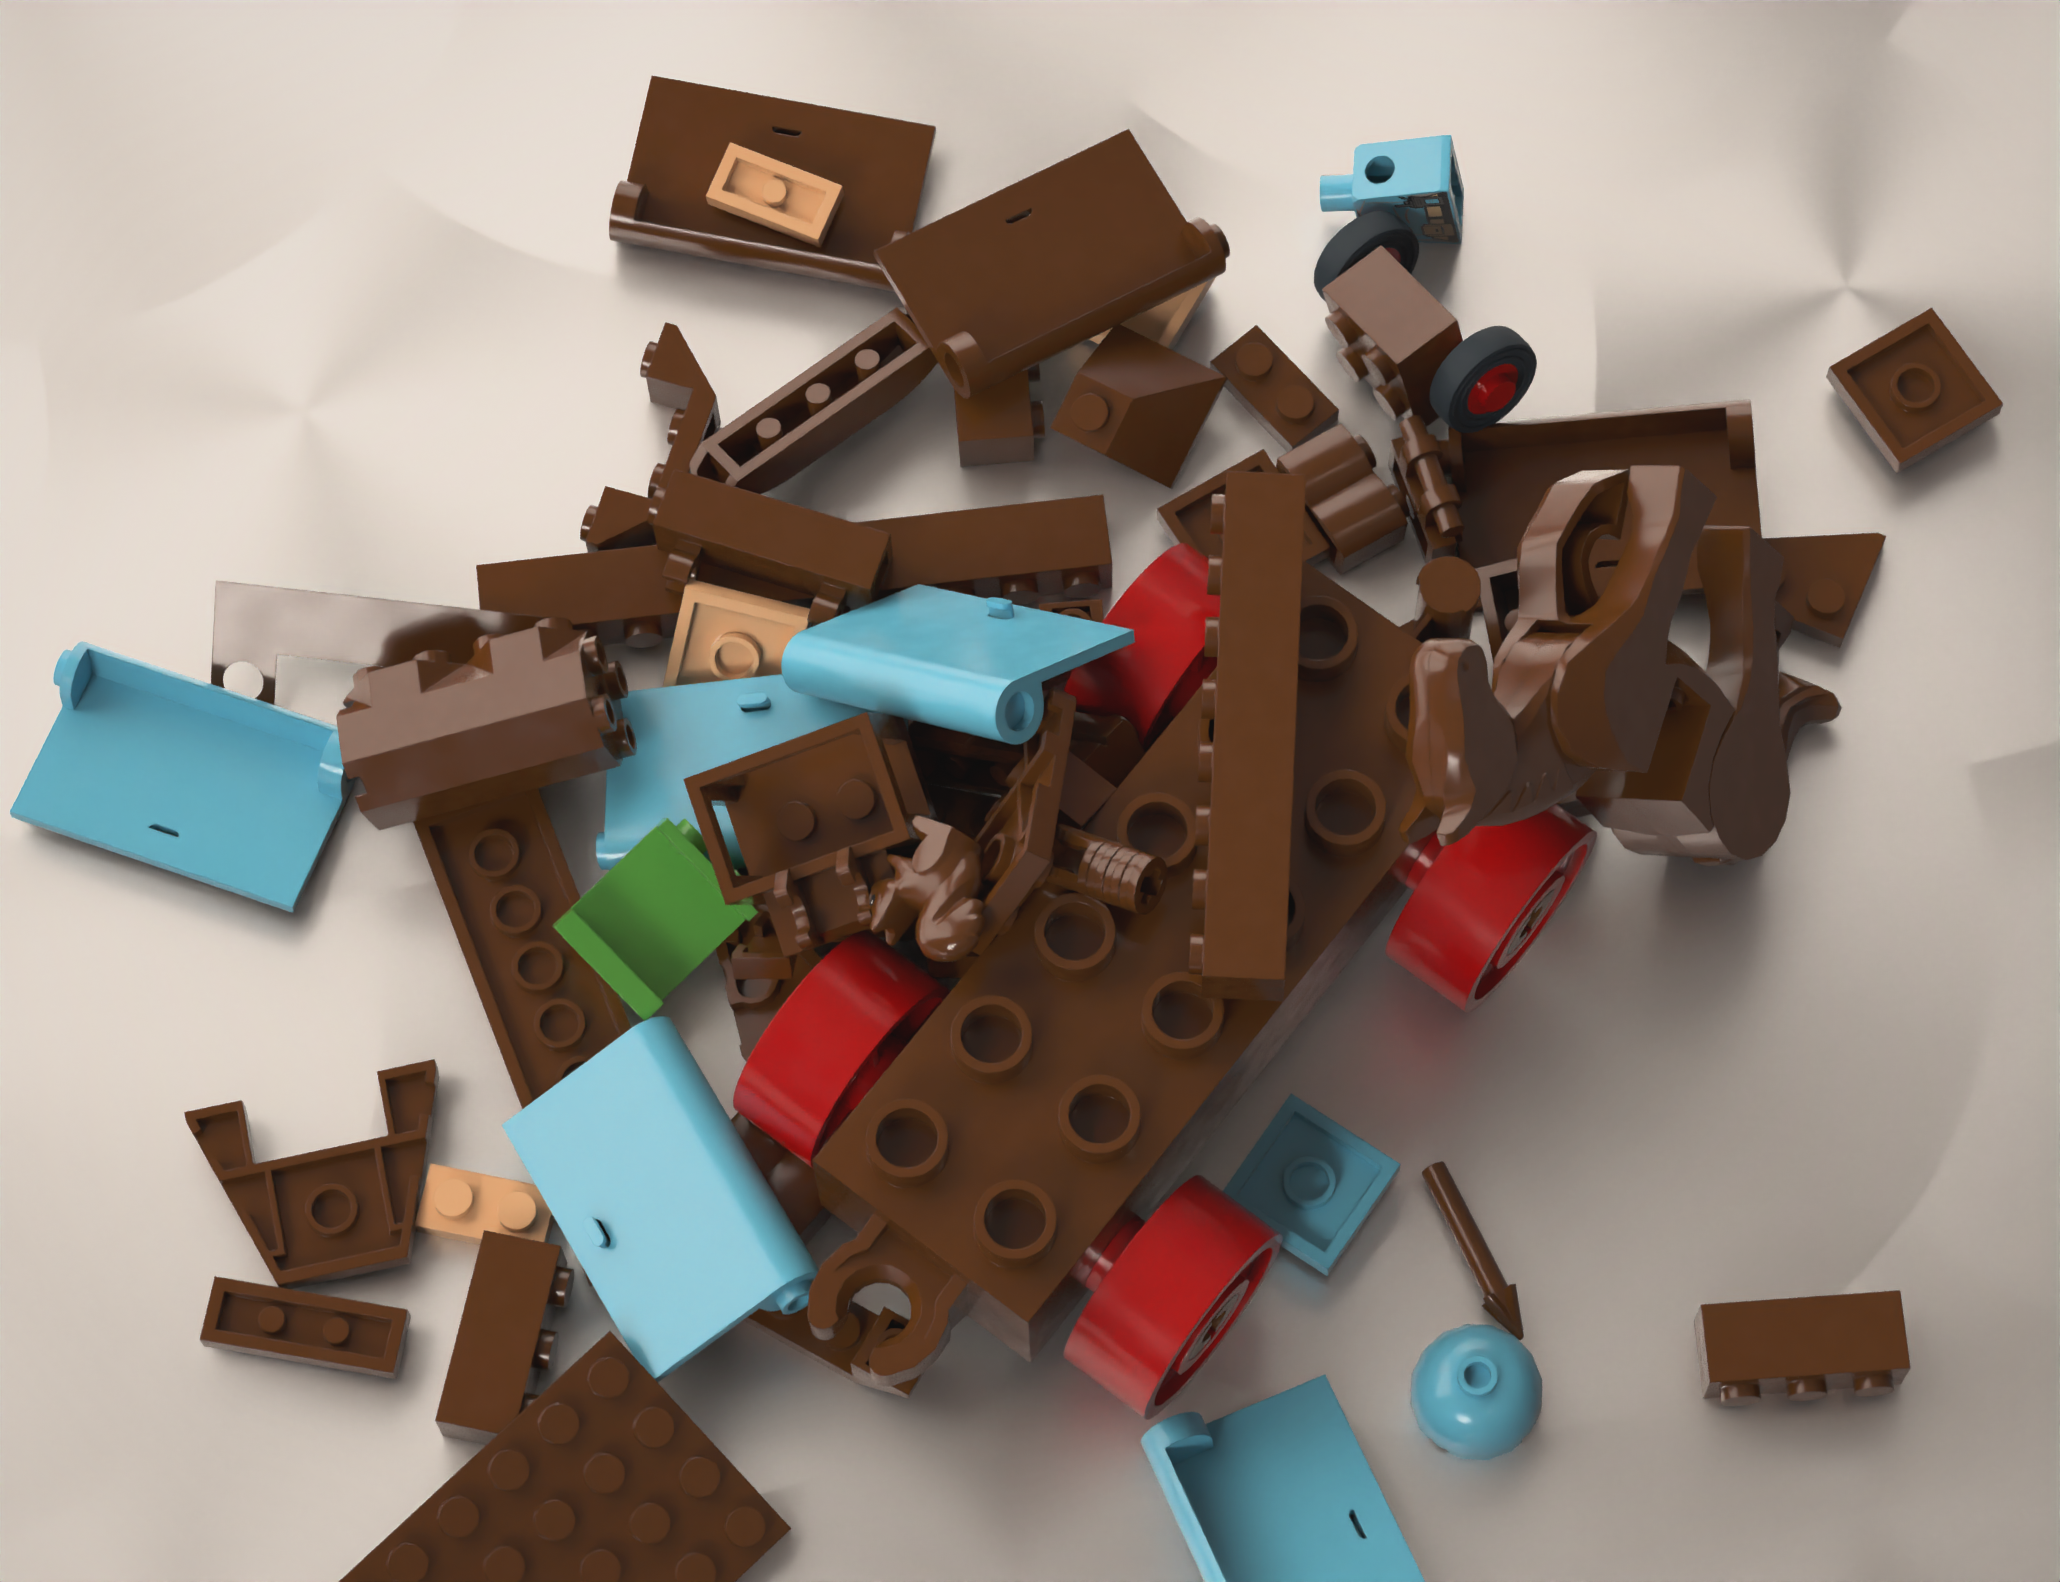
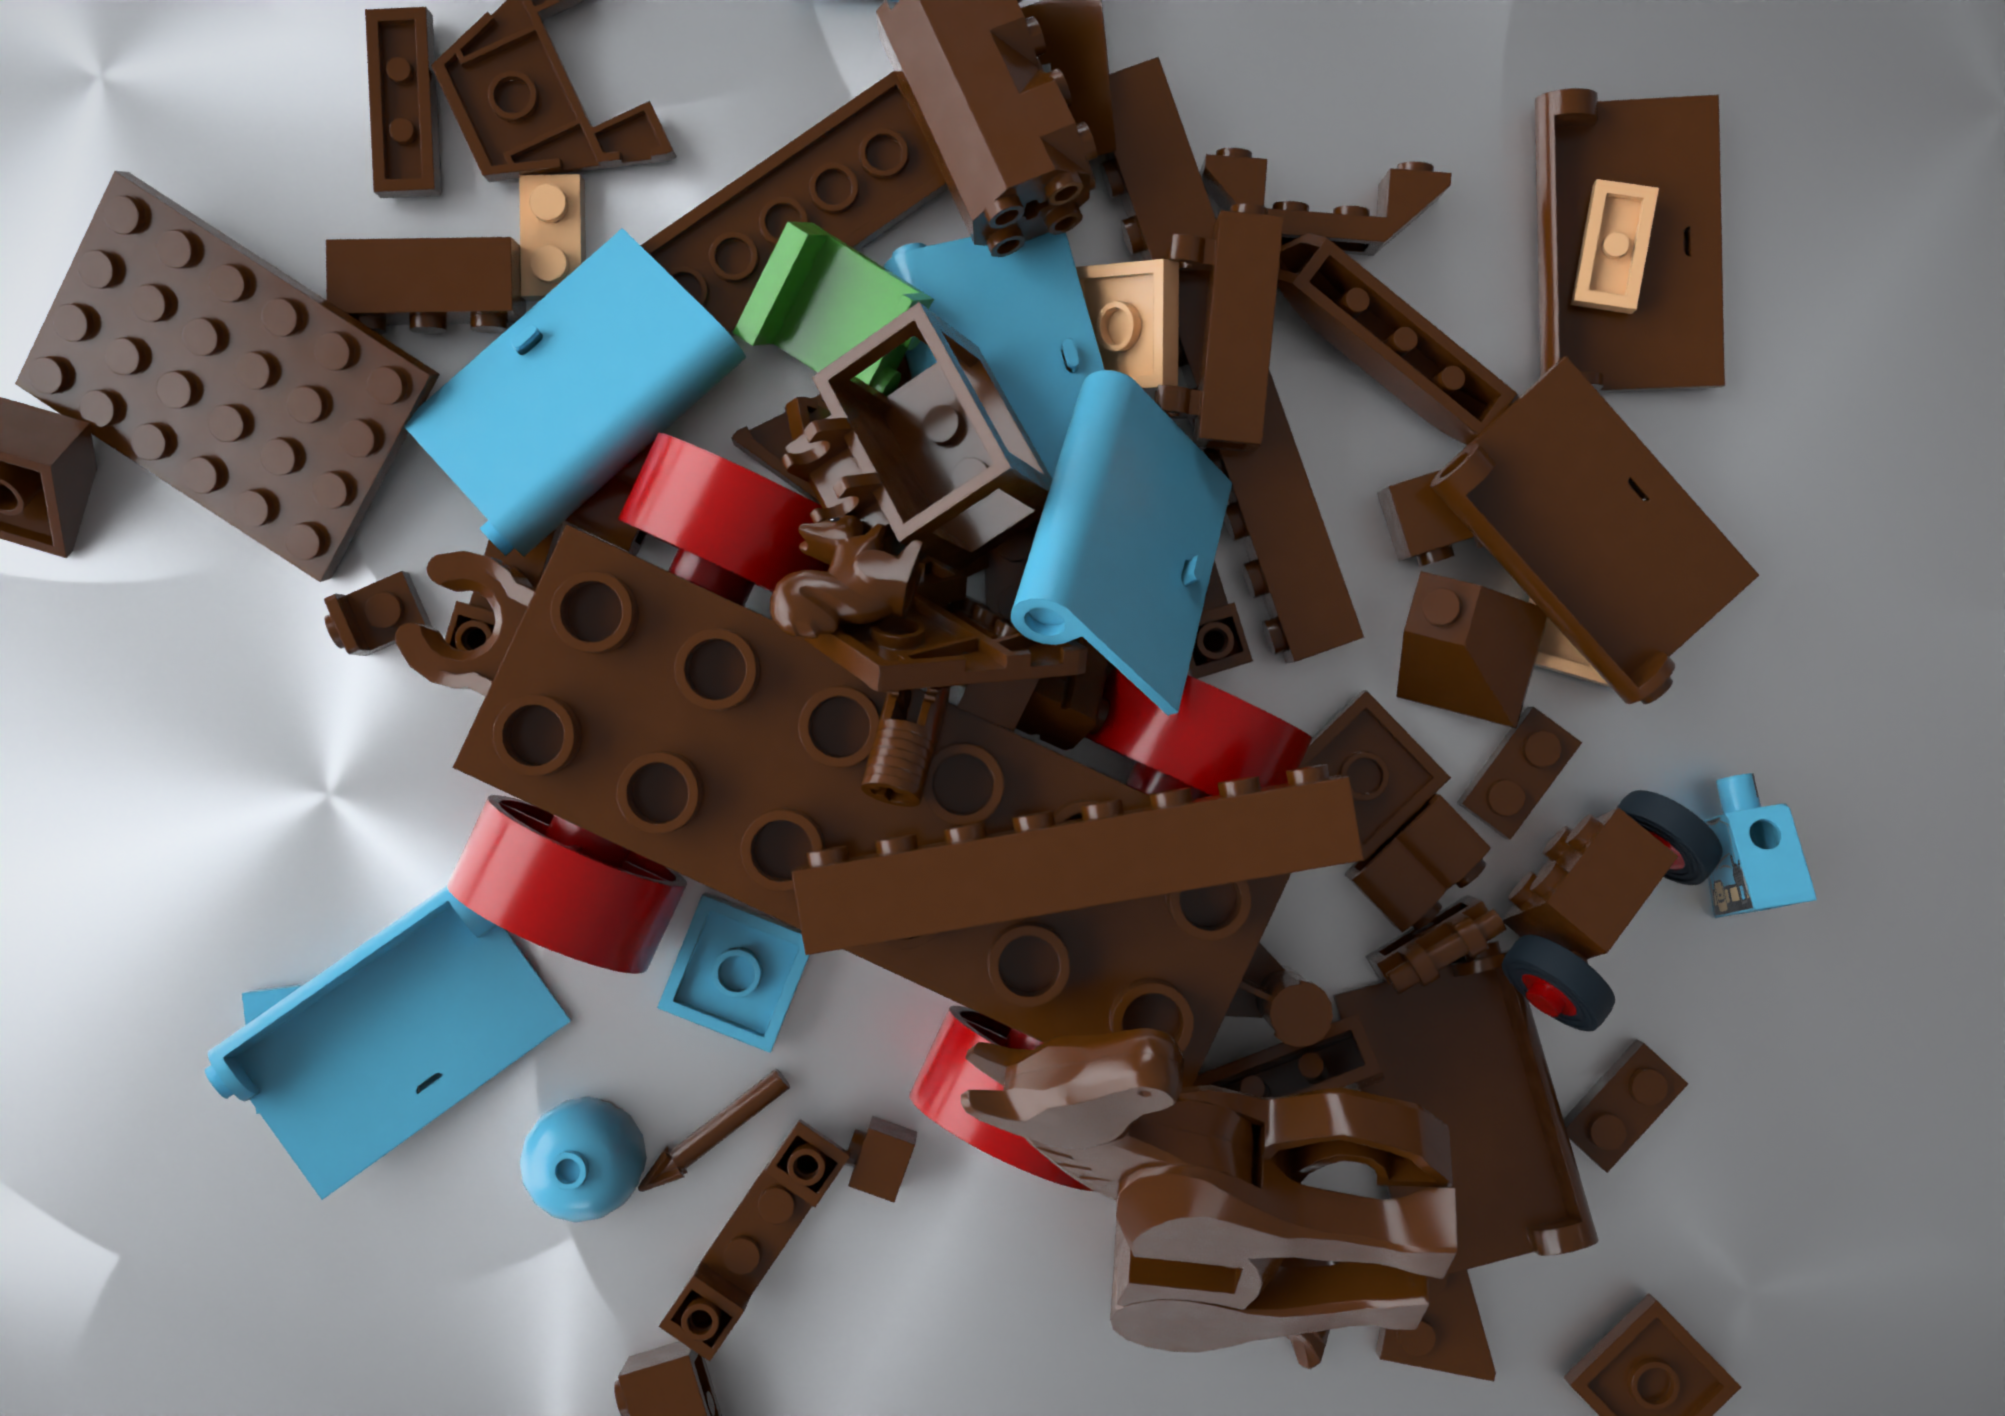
camera: 75 degrees right, 20 degrees up
(841, 1477) = (370, 616): none -> reddish brown bracket
(1535, 1078) = (880, 1158): none -> reddish brown plate
(1581, 1219) = (753, 1239): none -> reddish brown slope
(1629, 359) = (1623, 1105): none -> reddish brown plate

